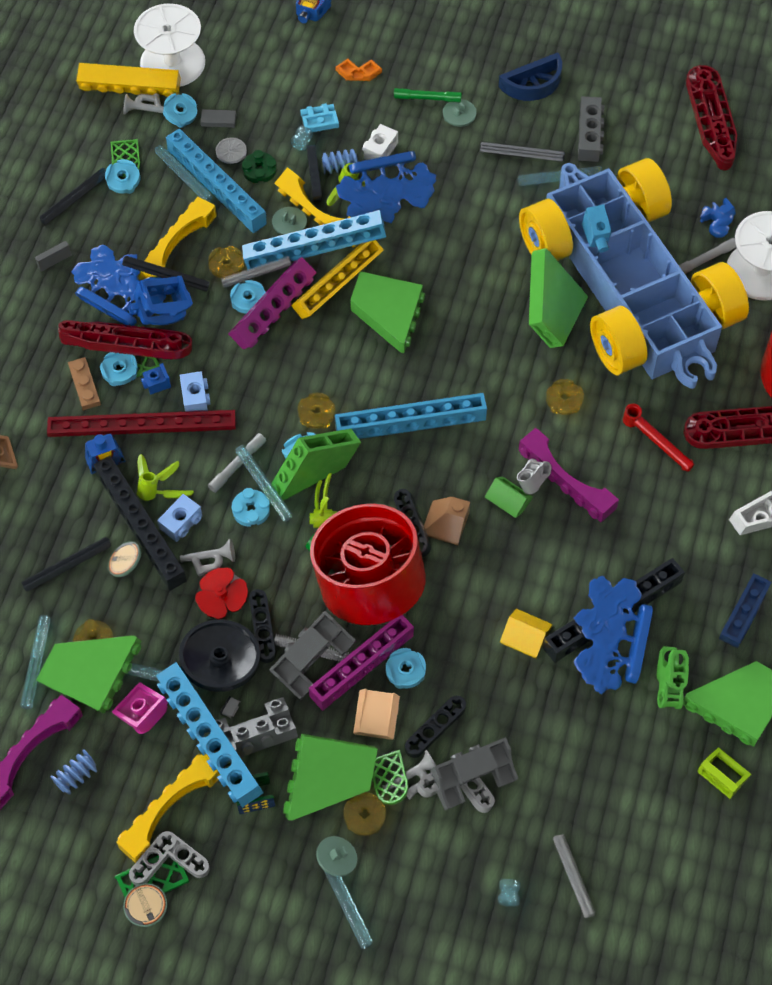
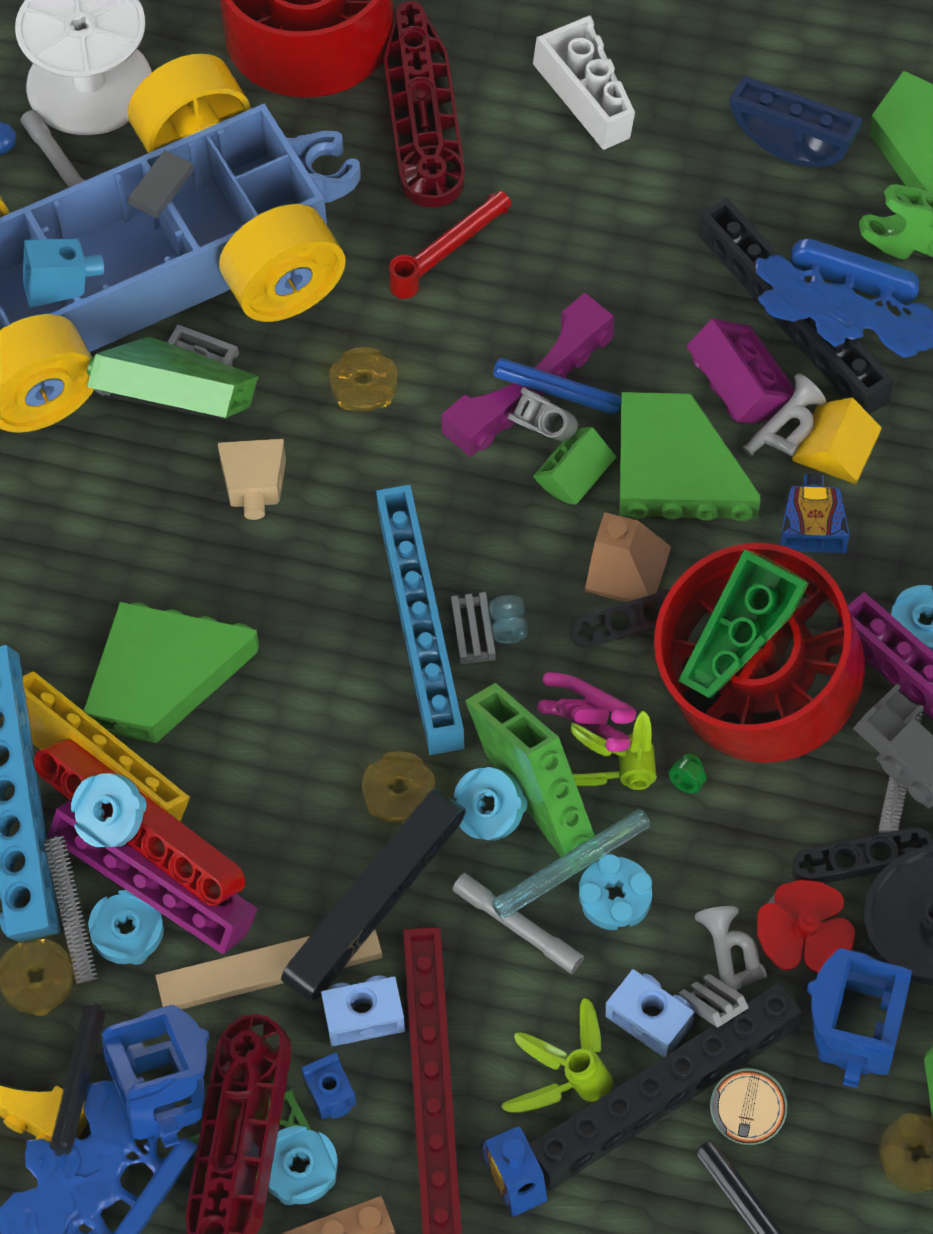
camera: 90 degrees left, 0 degrees up
(170, 594) = (865, 975): none -> blue animal
(180, 540) = (719, 996): none -> light grey tile
(224, 357) = (241, 973): none -> tan tile
(253, 395) = (373, 895): none -> black beam
(293, 272) = (127, 810): none -> medium azure plate
(294, 291) = (160, 837): none -> red beam
(343, 486) = (592, 711): none -> dark pink piece
(375, 540) = (749, 612): none -> green wedge
(407, 461) = (508, 618): none -> clear light blue wheel
(409, 444) = (470, 602): none -> light grey tile
(473, 614) = (815, 518): none -> torso
(502, 345) = (253, 474): none -> tan torso
(509, 545) = (678, 463): none -> bright green slope
(554, 484) = (557, 386): none -> blue axle
(554, 613) = (805, 394): none -> light grey piece
(568, 583) = (741, 370): none -> magenta slope
(578, 335) = (230, 351): none -> light grey tile
(661, 277) = (160, 184): none -> dark grey tile

